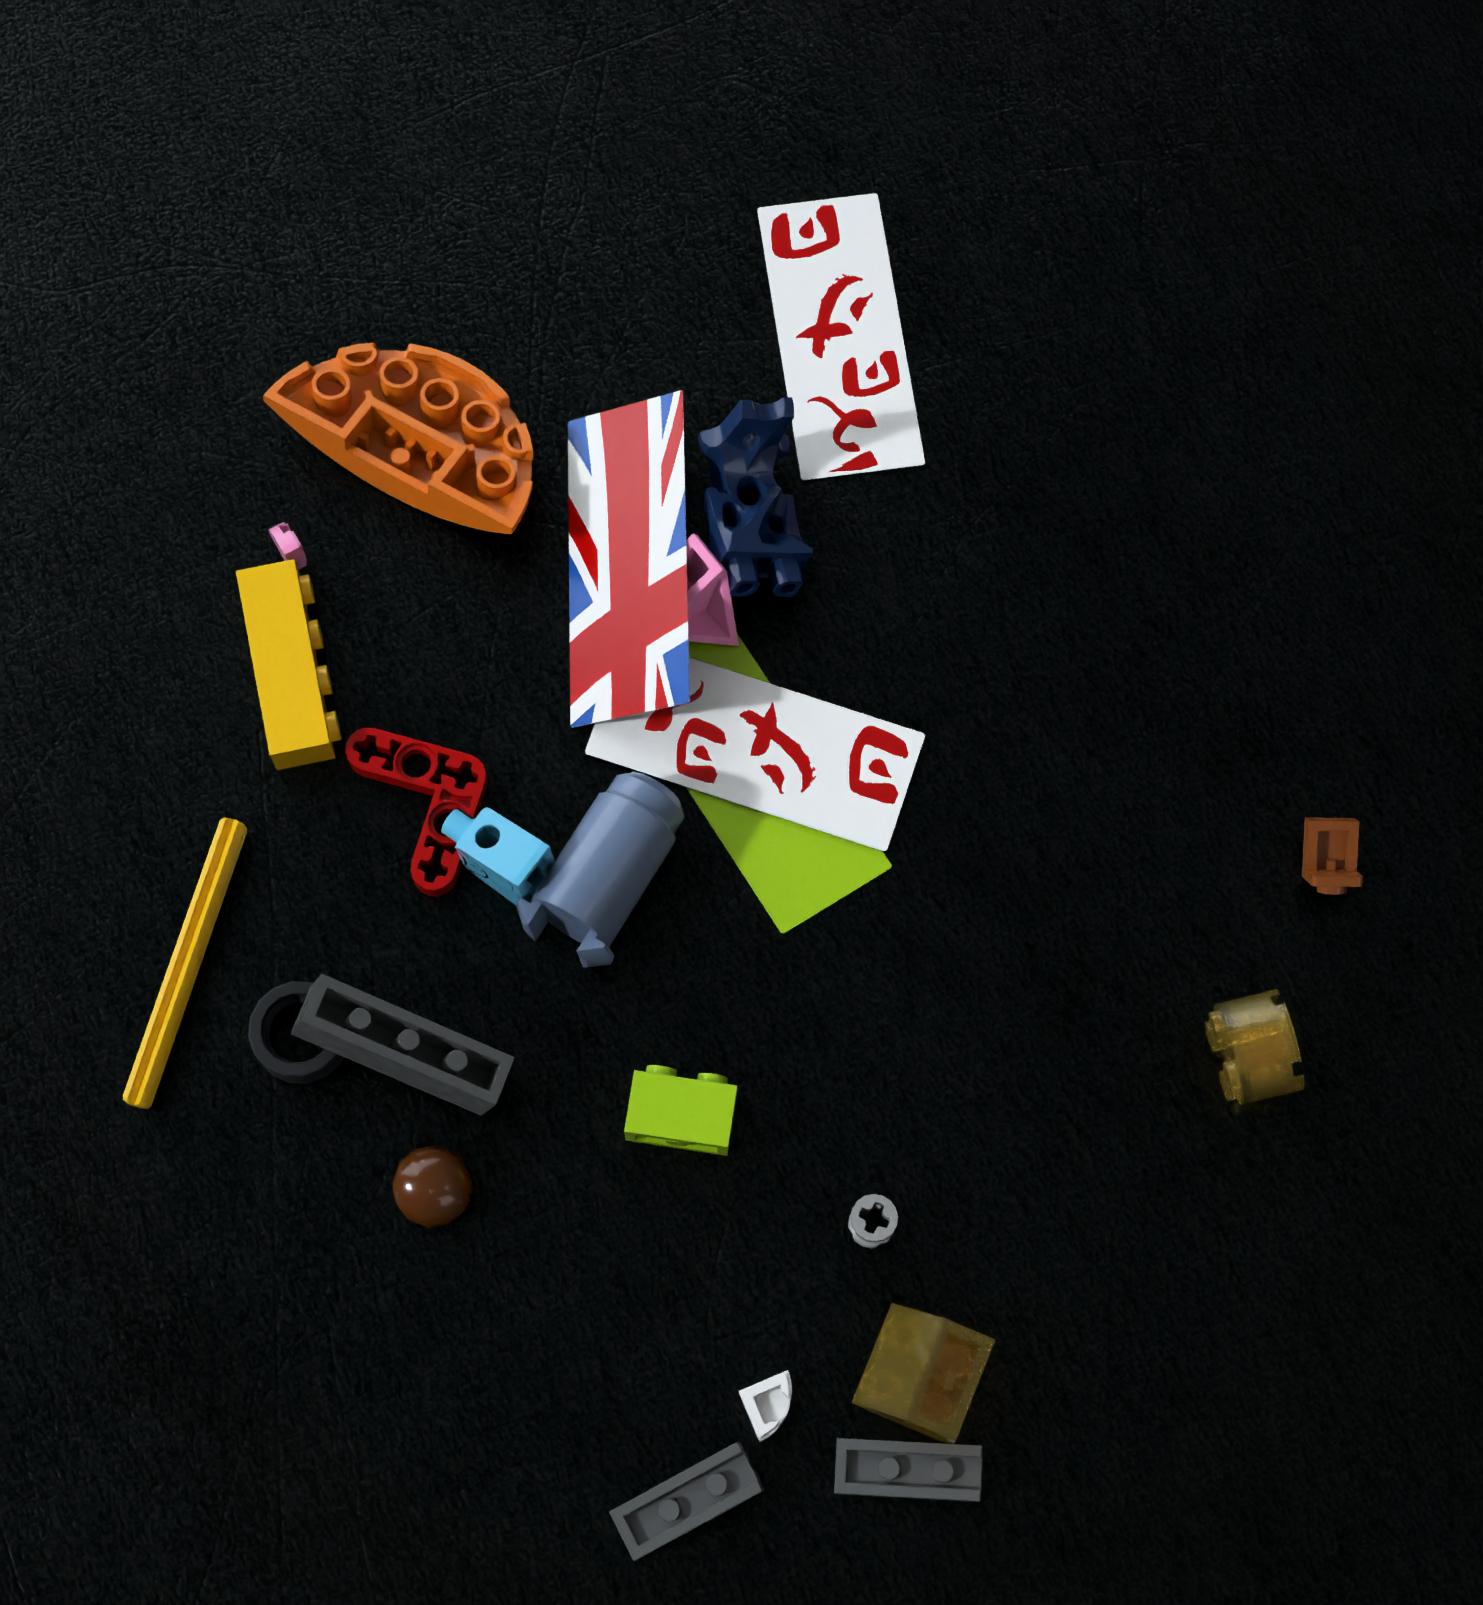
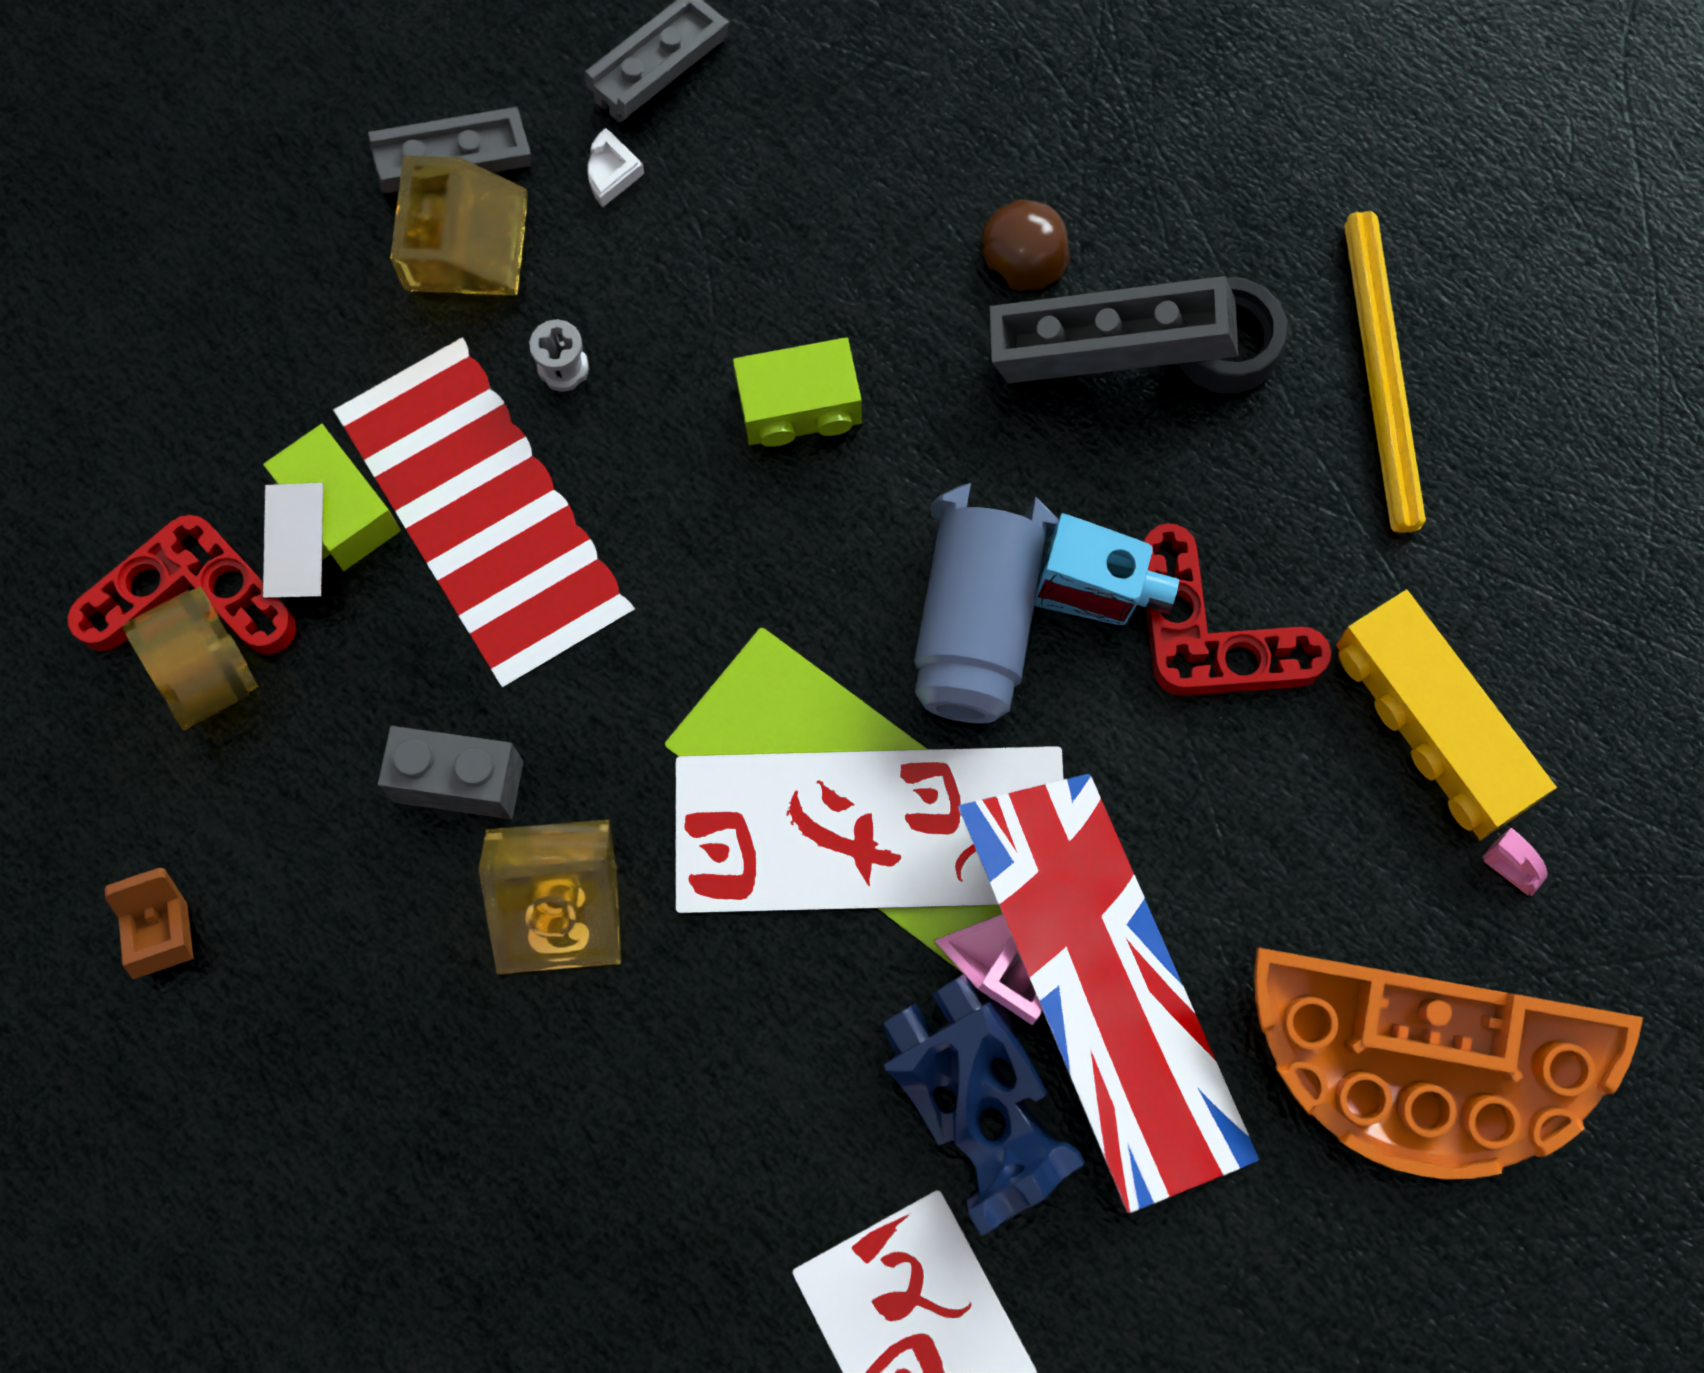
camera: 165 degrees right, 0 degrees up
(980, 1122) = (483, 512): none -> red sticker
(1016, 772) = (551, 896): none -> clear yellow slope
(1067, 887) = (451, 772): none -> dark grey brick
(1105, 1159) = (352, 511): none -> lime brick
(1145, 1121) = (293, 540): none -> white sticker
(1248, 1148) = (177, 573): none -> red beam

